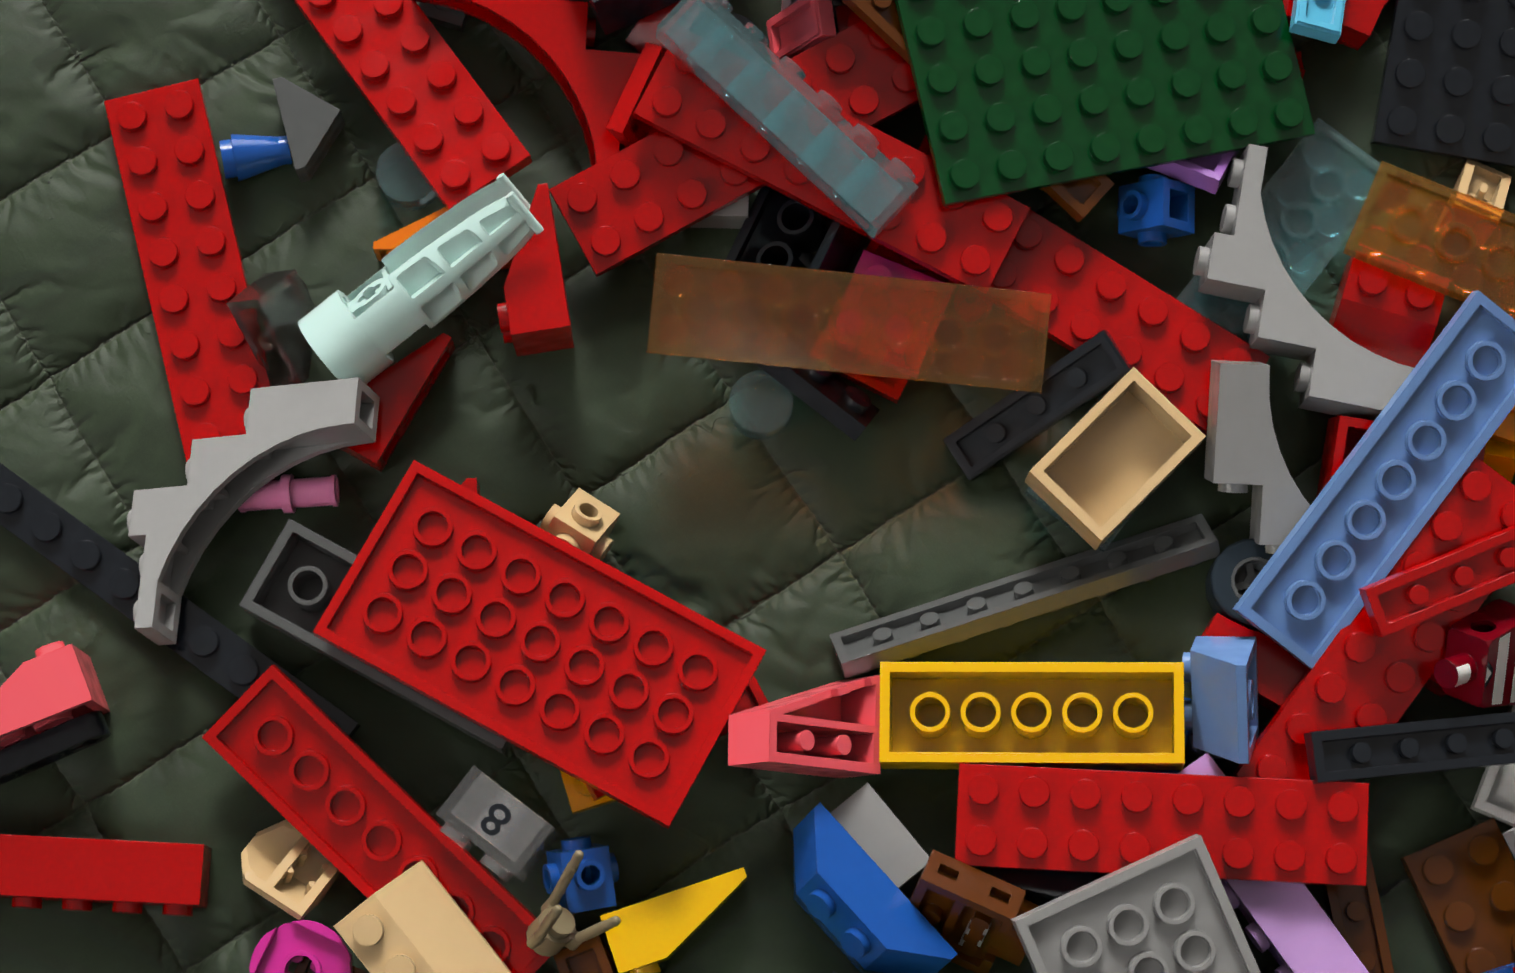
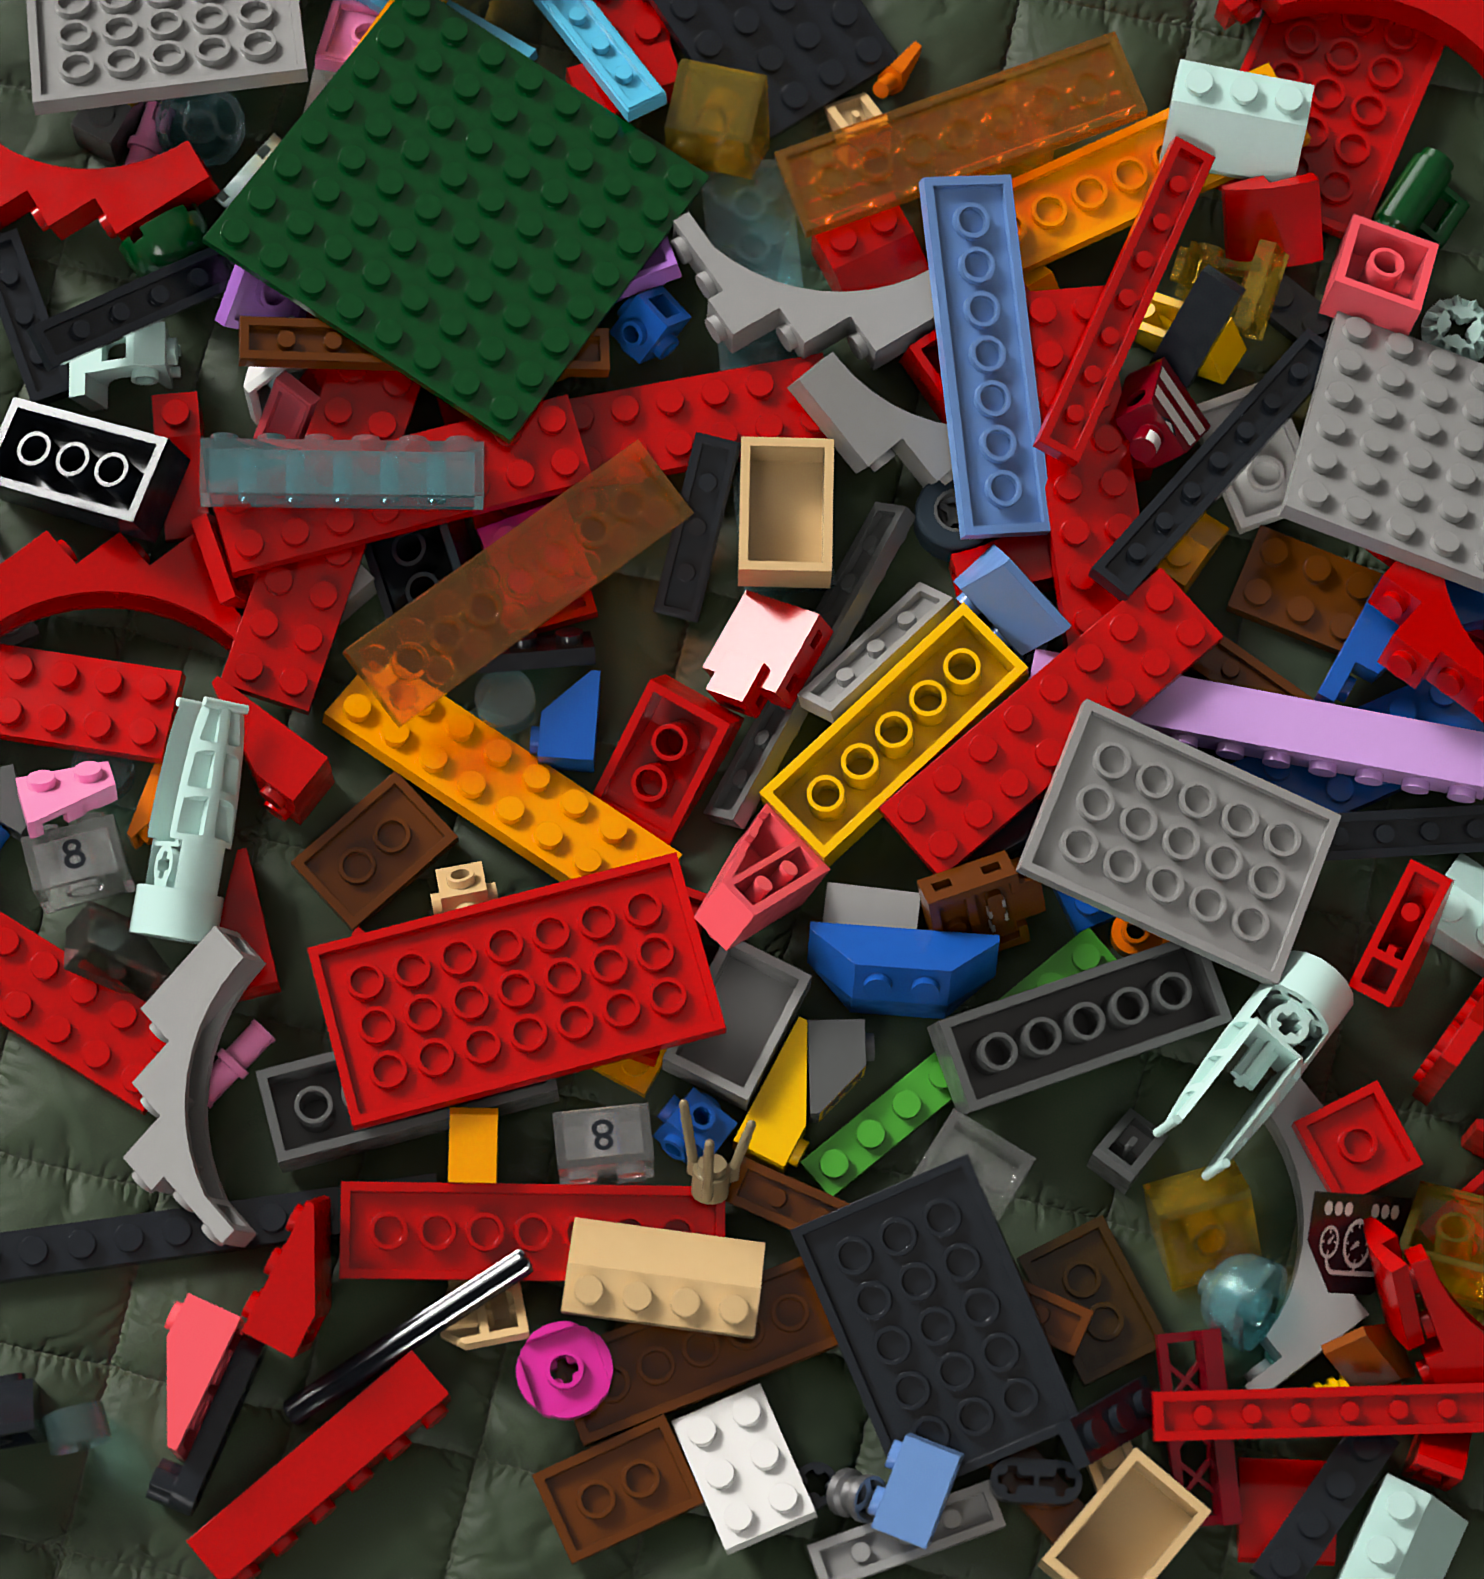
camera: 45 degrees left, 5 degrees down
(165, 713) = (298, 1289): none -> red slope
(214, 831) = (408, 1336): none -> black axle
(315, 231) = (78, 863): none -> clear brick
(350, 169) = (64, 792): none -> bright pink wing
(395, 734) = (473, 1145): none -> light orange slope
(549, 430) = (374, 851): none -> reddish brown plate
(692, 477) = (495, 785): none -> light orange plate
(715, 830) = (758, 1006): none -> light grey piece
(740, 927) = (835, 1061): none -> dark grey slope
(790, 472) = (570, 727): none -> blue slope
(841, 565) = (667, 756): none -> red slope
(993, 555) = (765, 654): none -> piece
(1083, 636) = (876, 652): none -> light grey plate
(1366, 93) = (719, 118): none -> clear yellow slope
(1413, 791) = (1194, 552): none -> light orange slope

